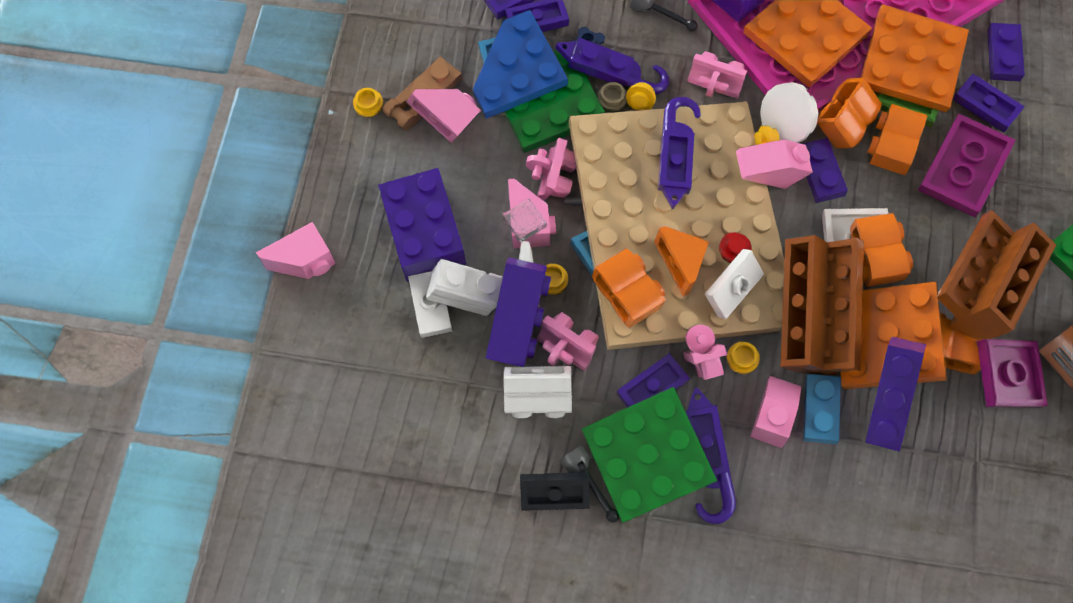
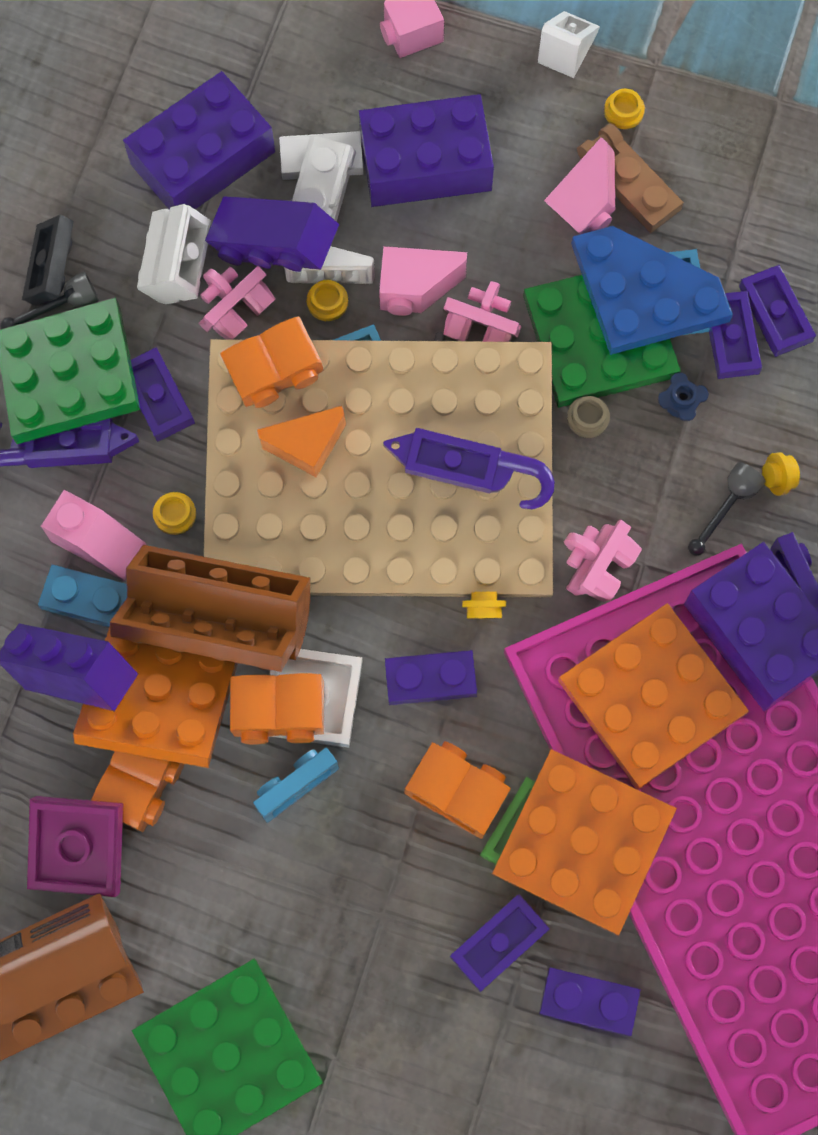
camera: 95 degrees right, 5 degrees up
(316, 143) = (566, 43): none -> white slope
(438, 389) = (200, 144): none -> dark purple brick
(524, 220) = (399, 261): clear tile -> none
(607, 64) = (633, 418): dark purple plate -> none
(641, 96) = (579, 450): yellow plate -> none
(704, 352) = (175, 452): bright pink hips -> none
(732, 245) = (314, 516): red plate -> none
(734, 284) = (259, 500): white plate -> none
(775, 163) = (436, 595): bright pink slope -> none
(790, 111) = (507, 637): white tile -> none
(849, 113) = (504, 724): orange brick -> none
(926, 239) = (310, 771): none -> dark azure plate
(966, 165) = (401, 881): magenta plate -> none
(994, 277) = (207, 847): dark orange brick -> none

